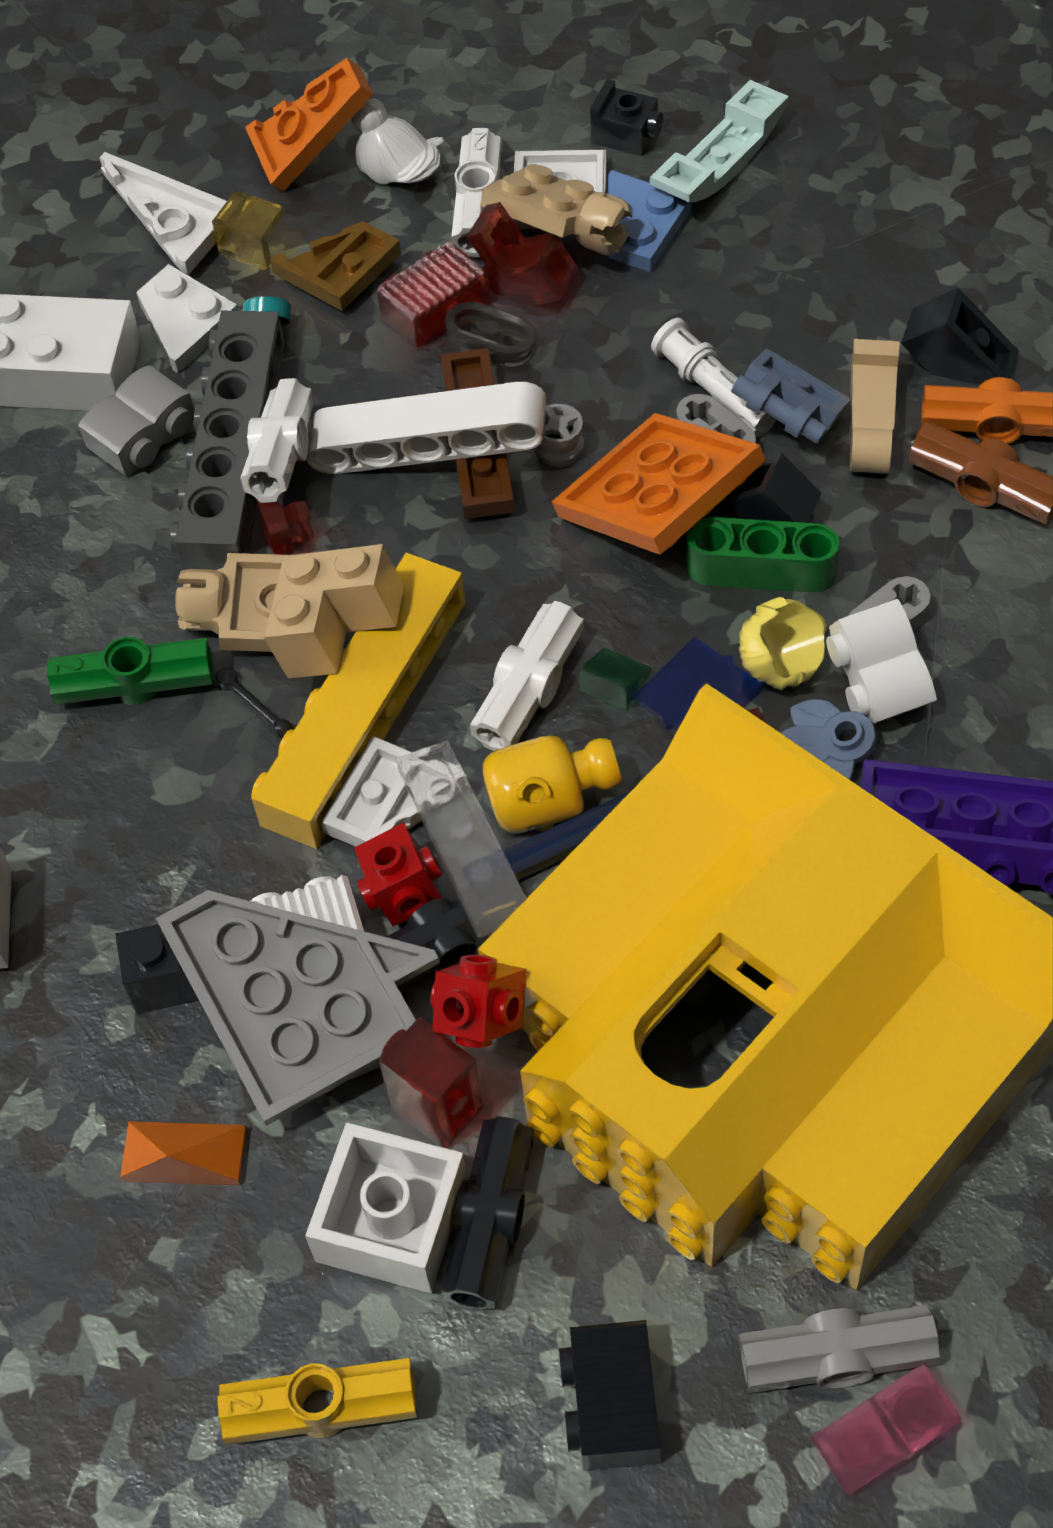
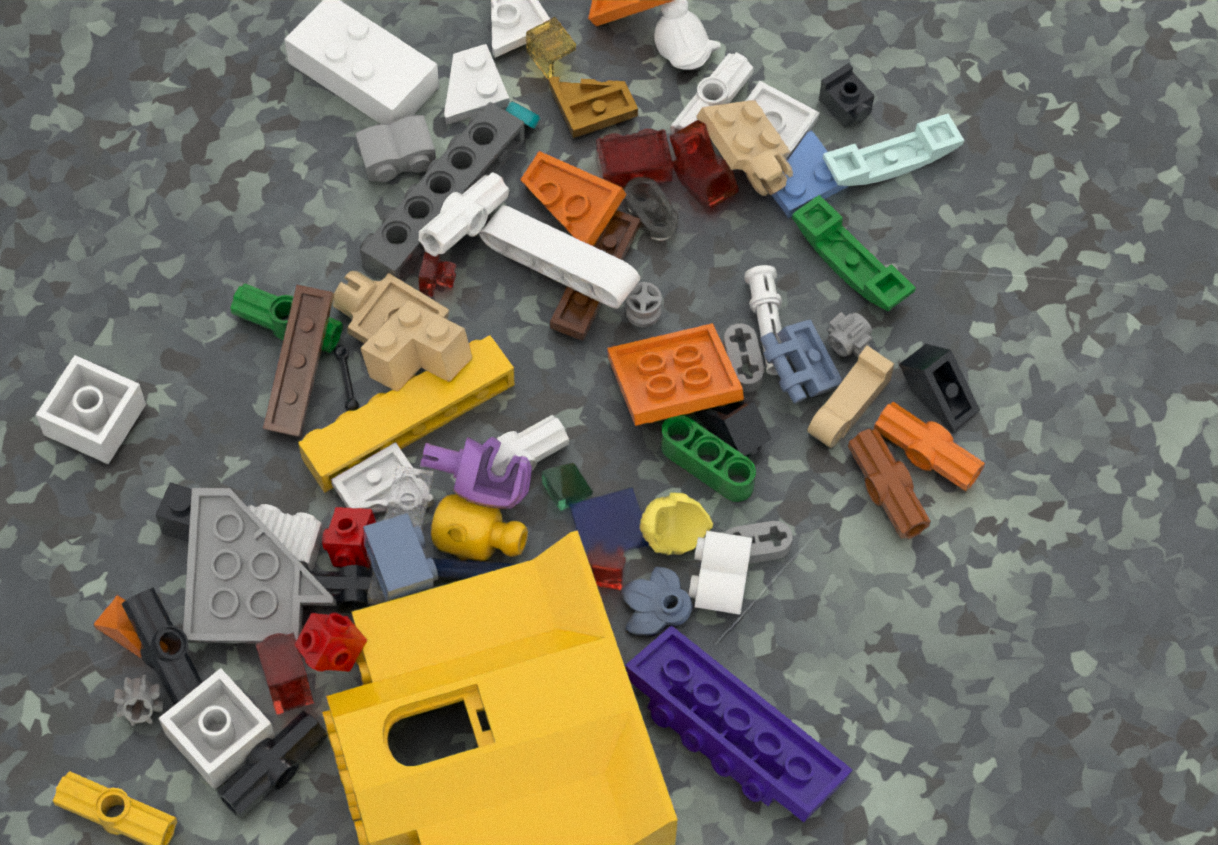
camera: 25 degrees right, 5 degrees up
(185, 705) = (298, 361): none -> reddish brown plate
(244, 1144) = (153, 626): none -> black piece
(252, 1235) = (135, 690): none -> light grey gear
(389, 359) = (573, 196): none -> orange wing
(488, 853) = (398, 557): none -> sand blue brick
(499, 703) = (474, 474): none -> medium lavender piece
(757, 275) = (849, 258): none -> green slope
(820, 344) = (849, 334): none -> light grey gear

